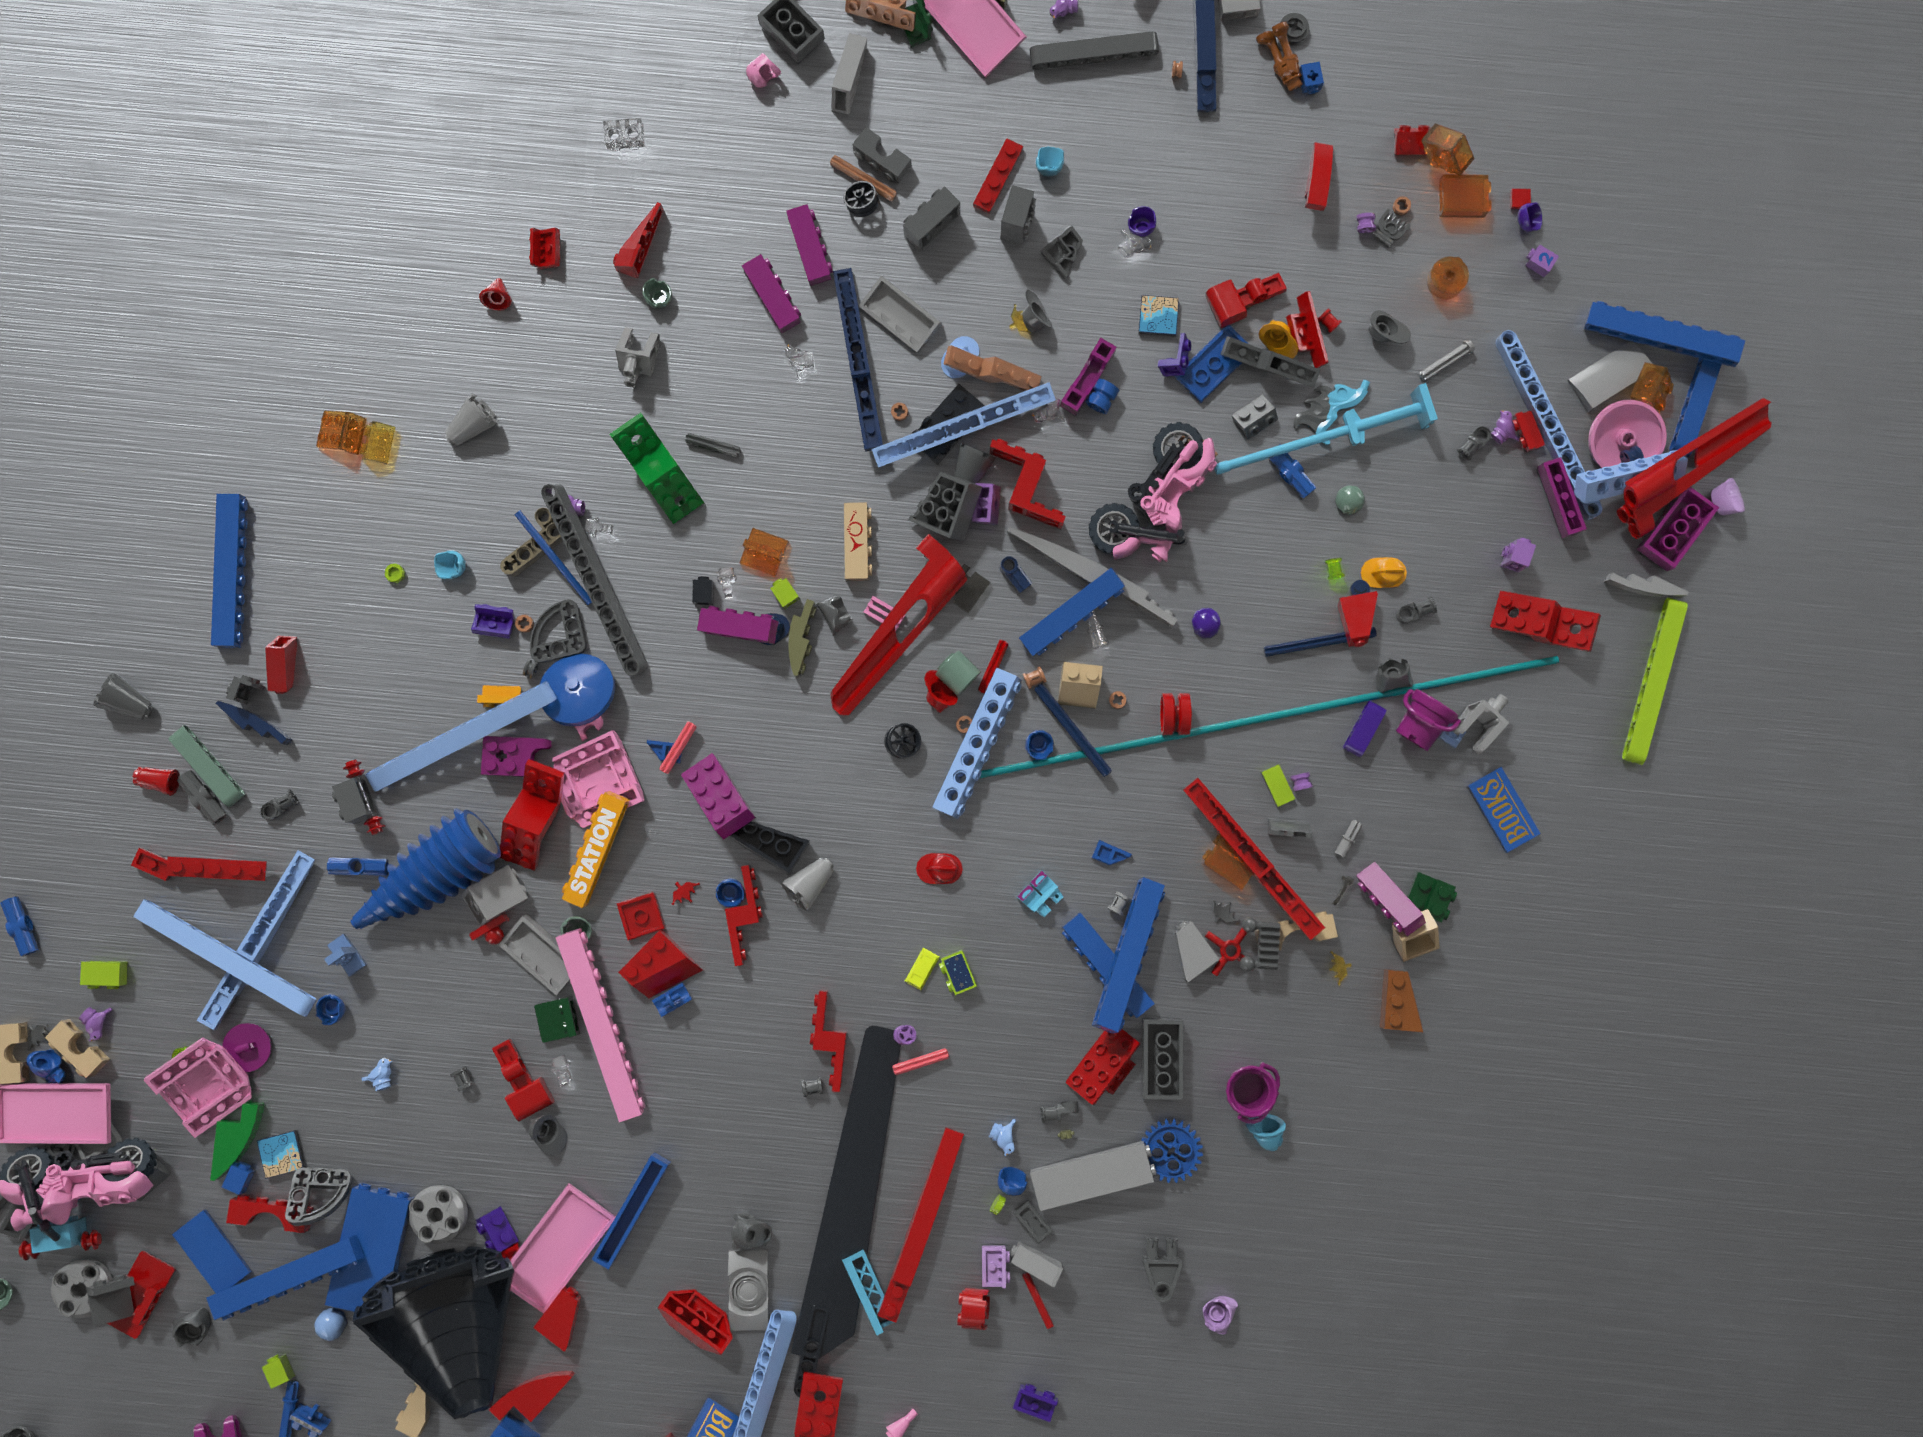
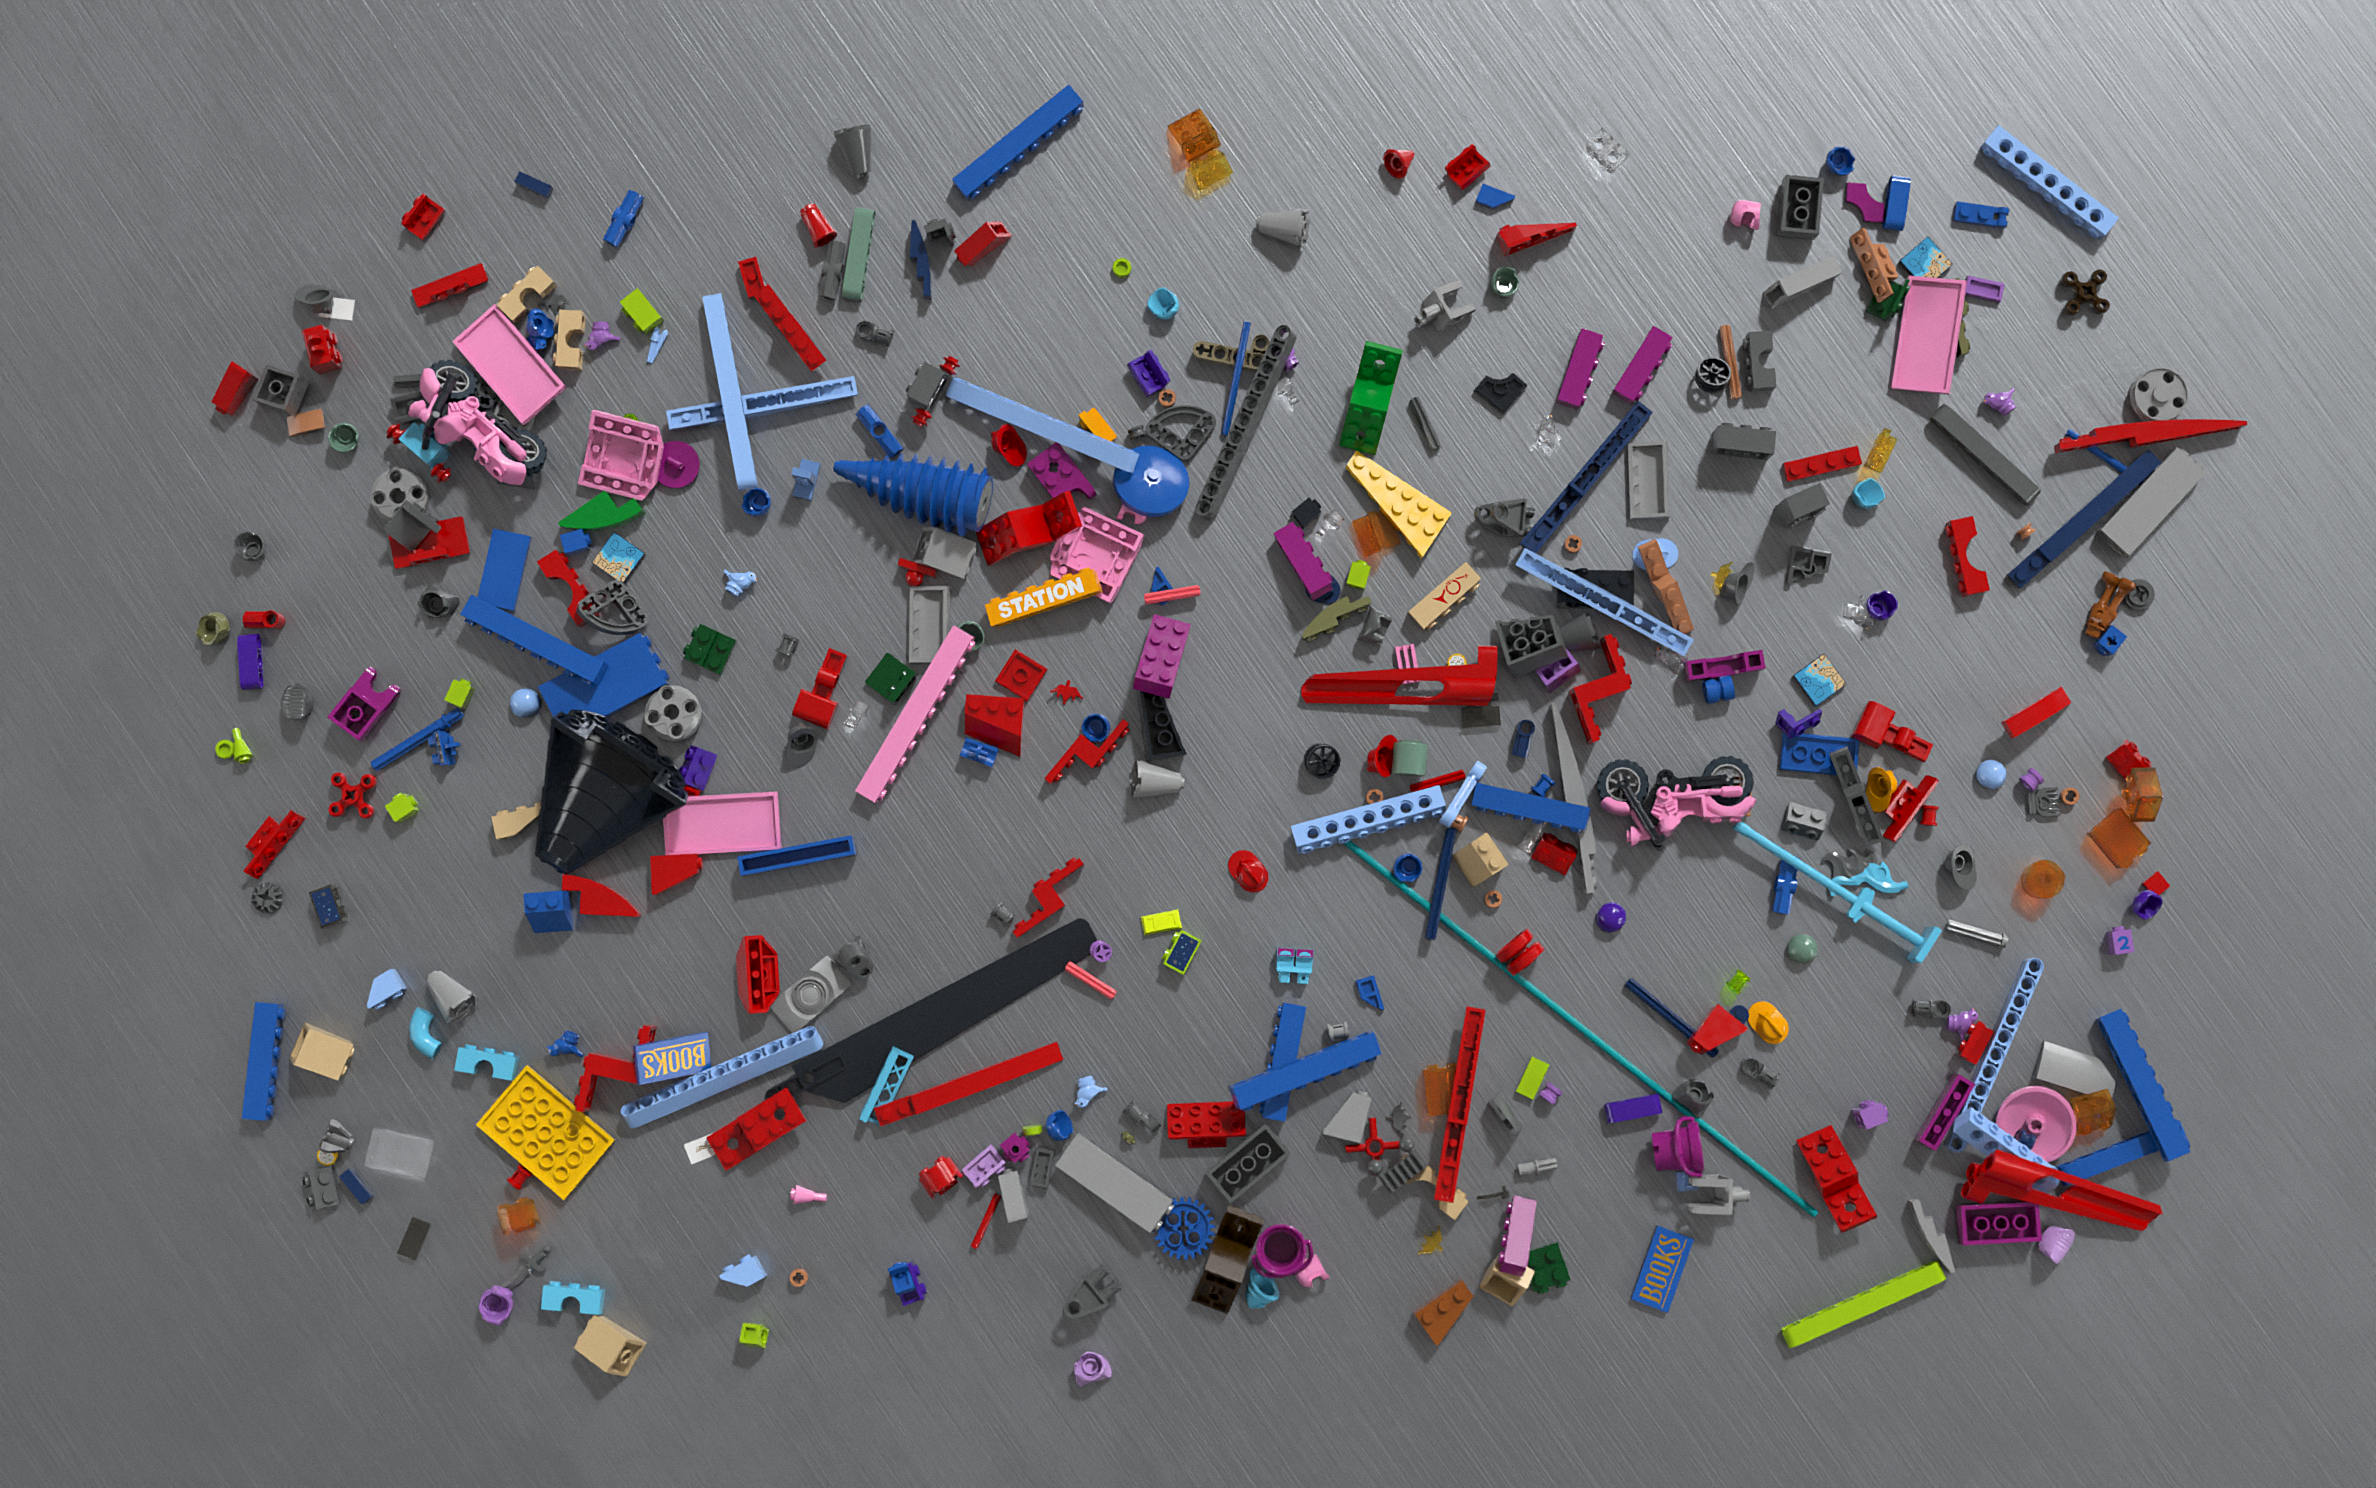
camera: 50 degrees right, 0 degrees up
(140, 983) = (656, 343): none -> light blue piece
(412, 1142) = (709, 649): none -> dark green plate
(455, 775) = (1009, 444): none -> red piece
(585, 248) = (1493, 197): none -> blue tile
(738, 368) = (1500, 392): none -> black tile
(764, 513) = (1404, 506): none -> yellow wing
(836, 444) = (1506, 517): none -> dark grey piece
(912, 573) = (1456, 659): none -> tile
(995, 1225) = (1015, 1140): none -> magenta brick
(1019, 656) = (1463, 793): none -> light blue piece
(1025, 124) = (1880, 451): none -> clear yellow bracket
(1027, 1406) = (901, 1278): none -> blue bracket
(1063, 589) = (1542, 785): none -> blue bush
(1122, 624) = (1554, 853): none -> red bracket
(1178, 140) = (1970, 579): none -> red arch
(1224, 1137) = (1228, 1259): none -> dark brown bracket
(1286, 1076) = (1312, 1271): none -> bright pink helmet
(1336, 249) = (1991, 774): none -> light blue hair

